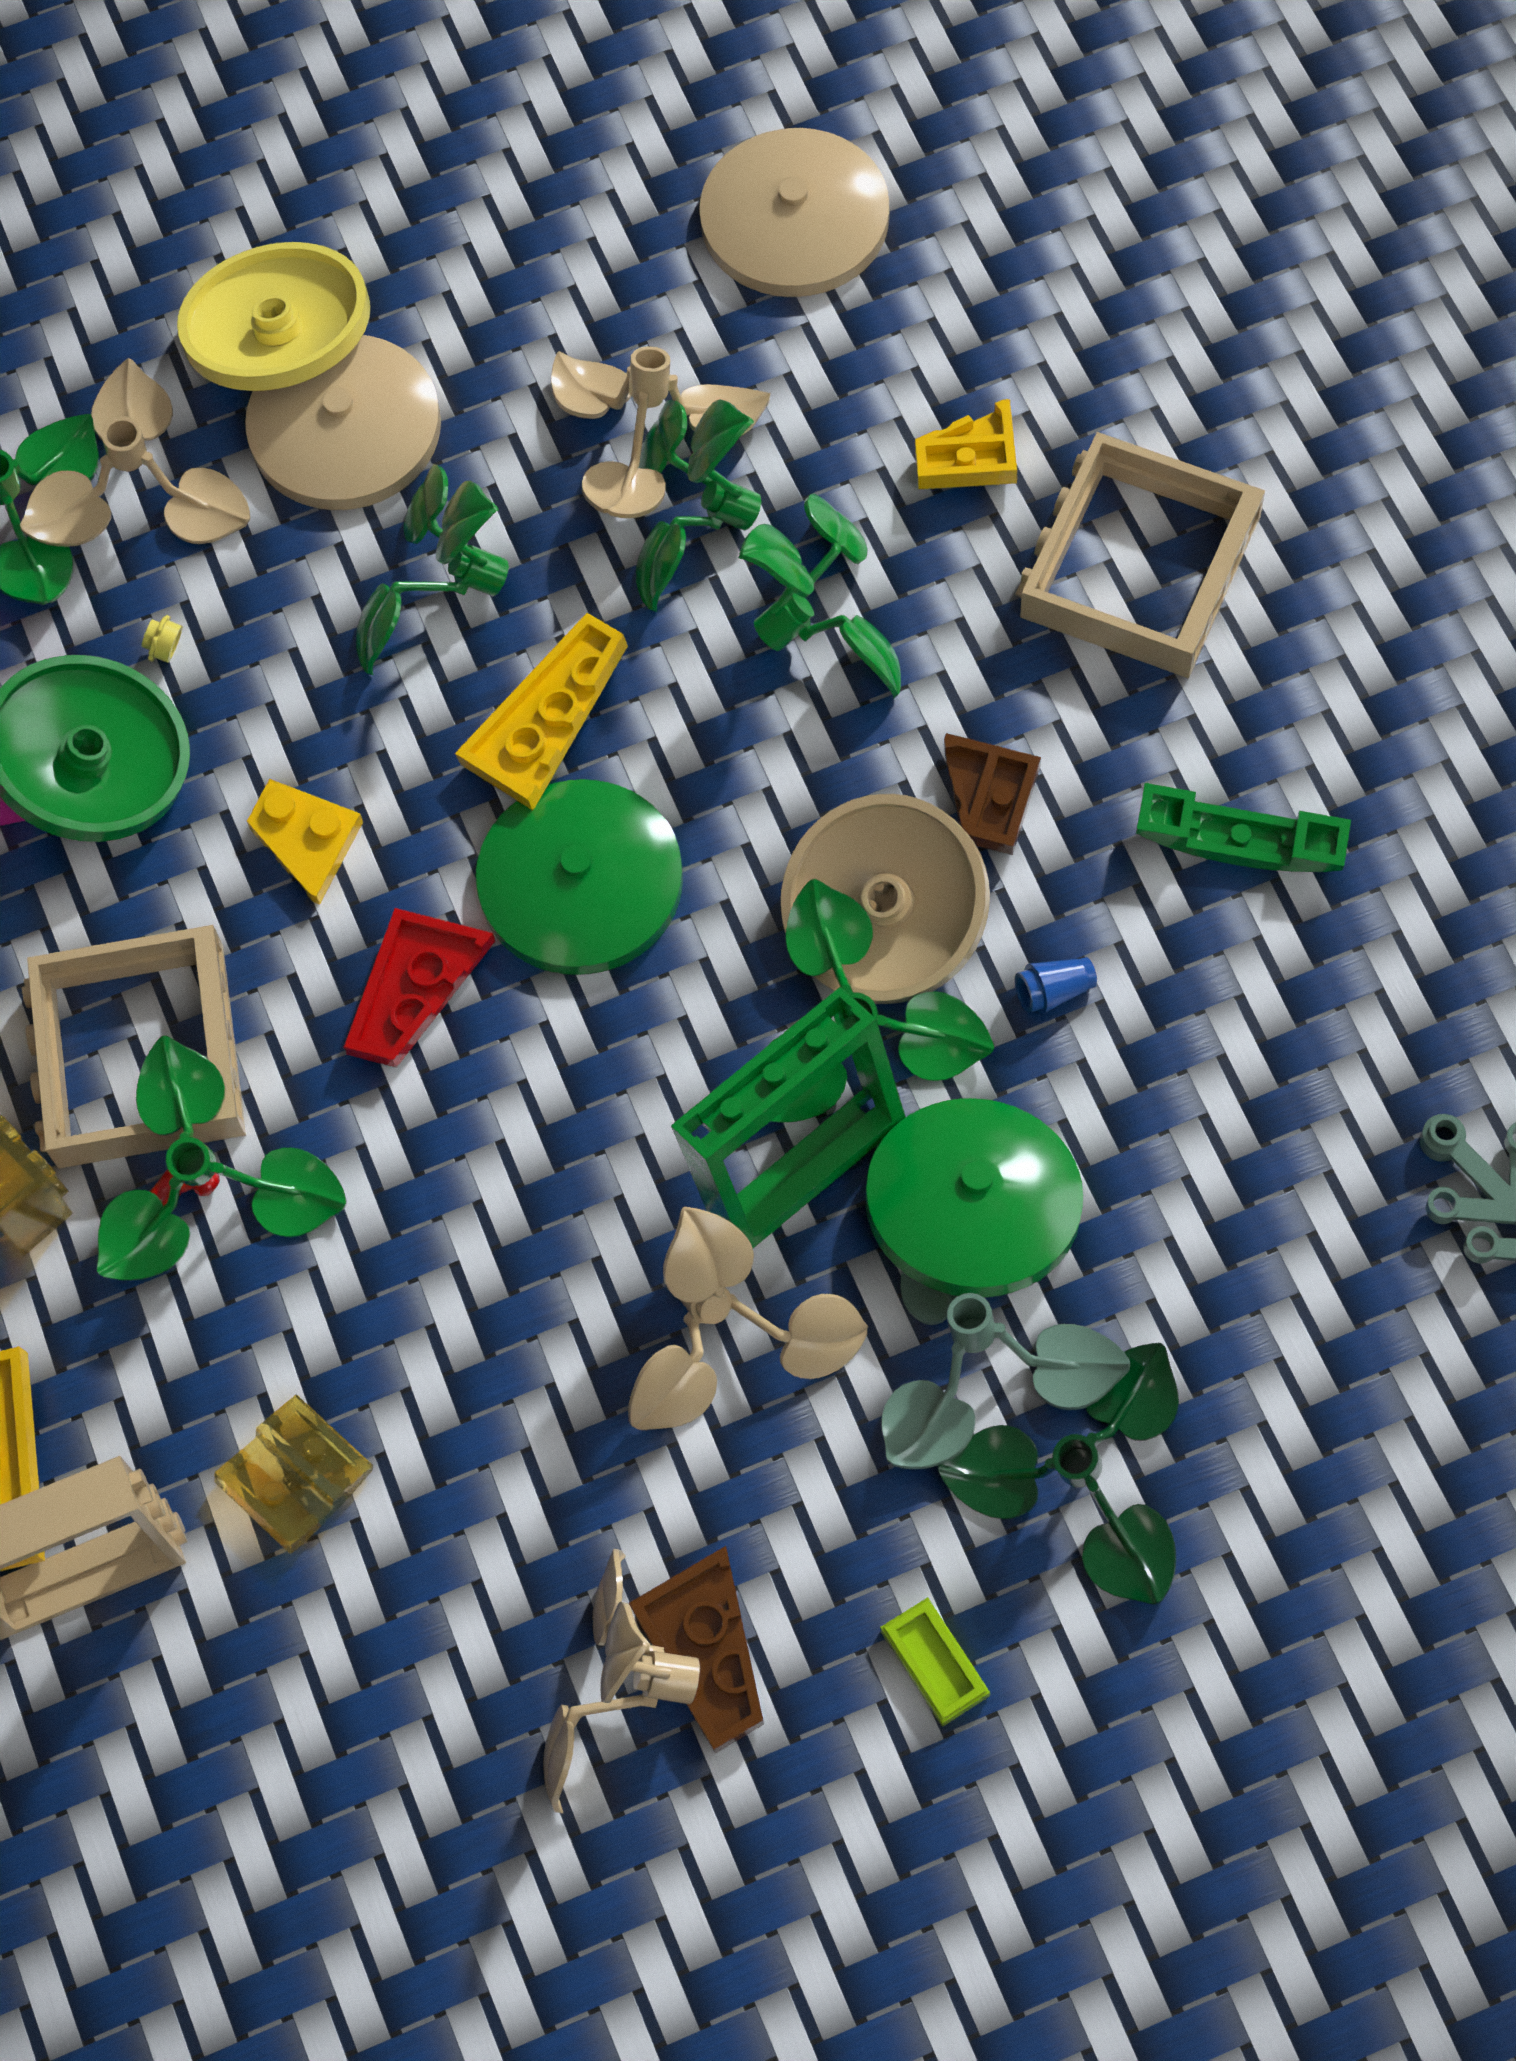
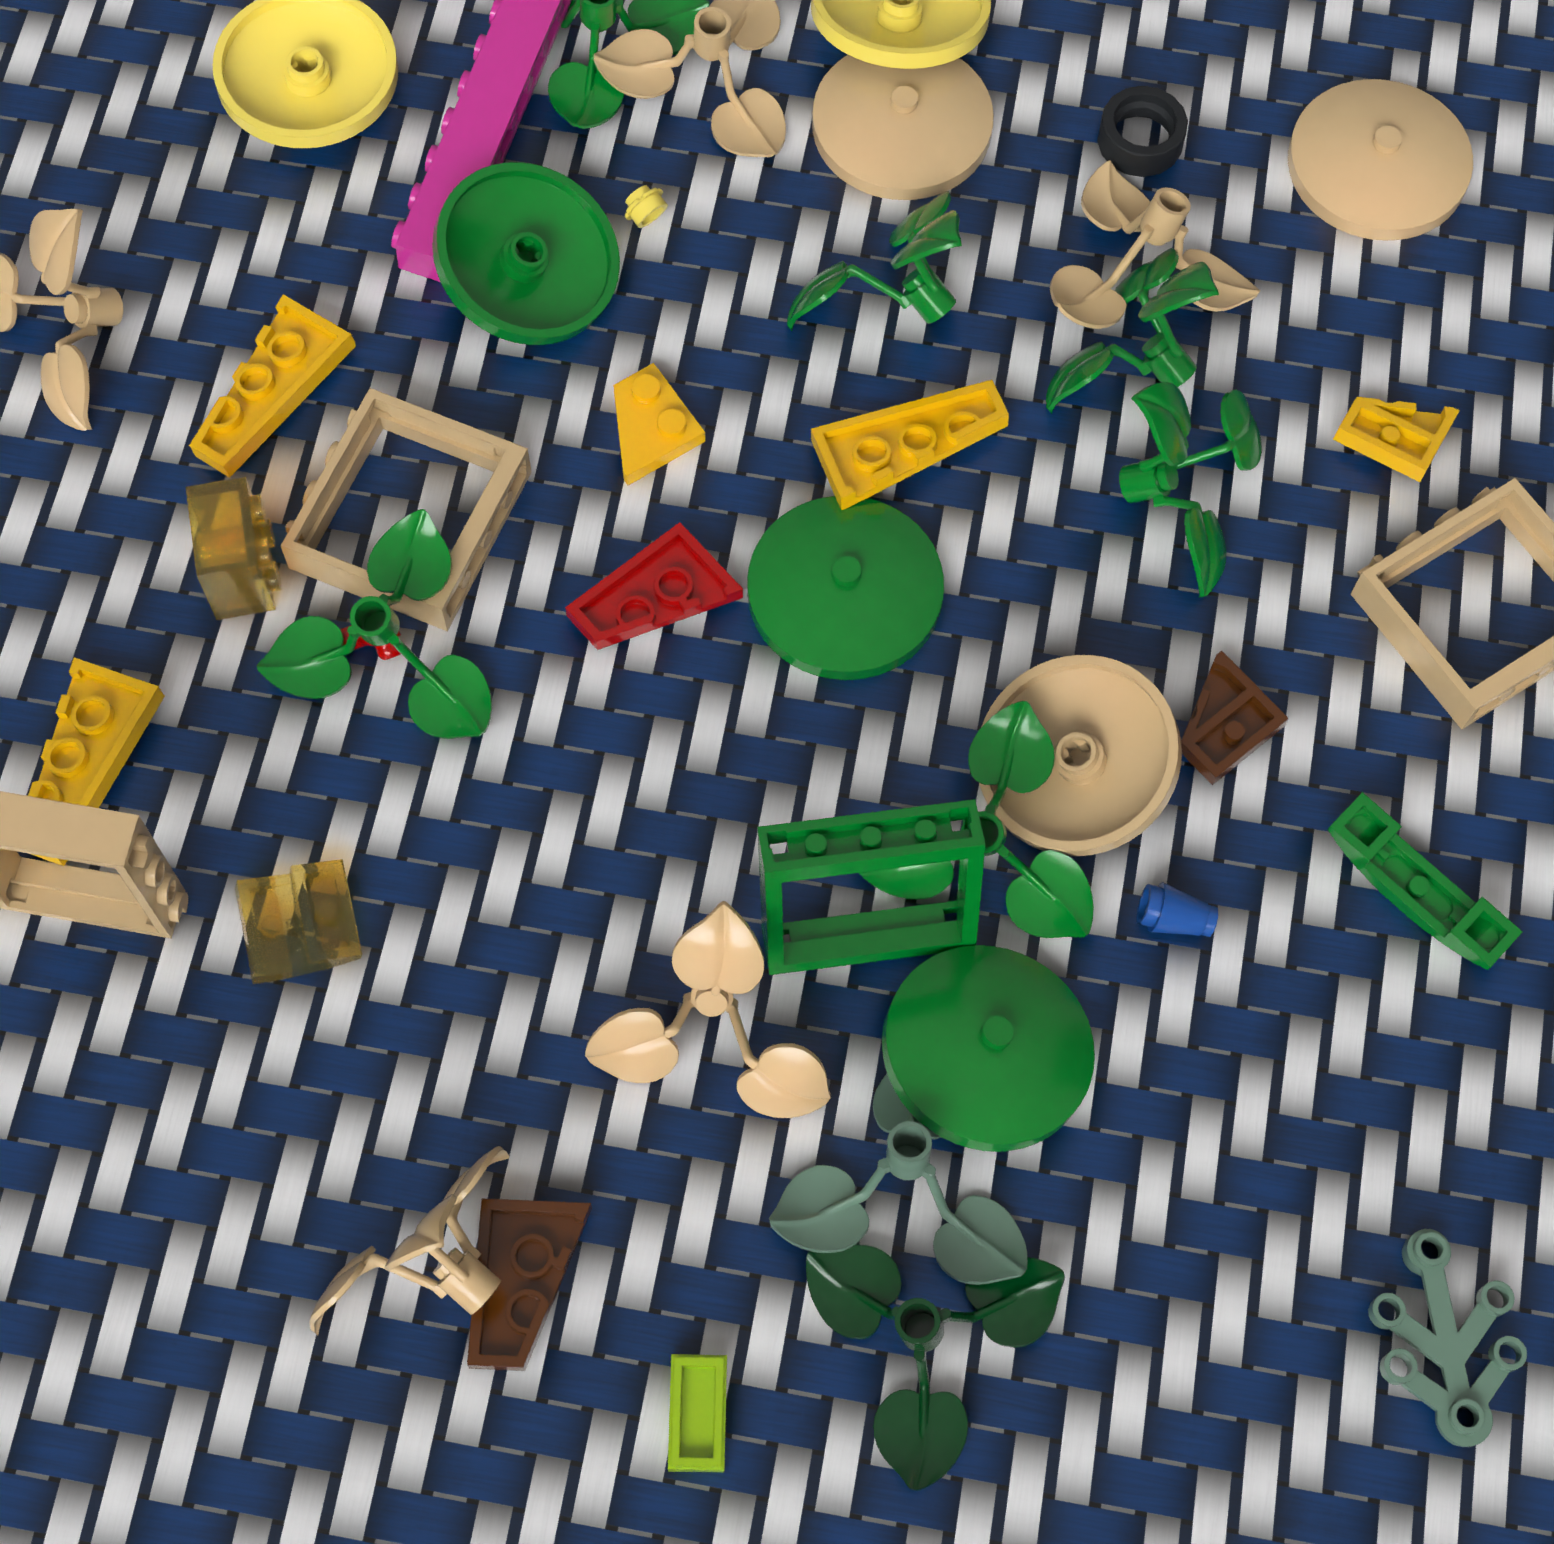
camera: 25 degrees right, 0 degrees up
(562, 277) = (1146, 103): none -> black tyre

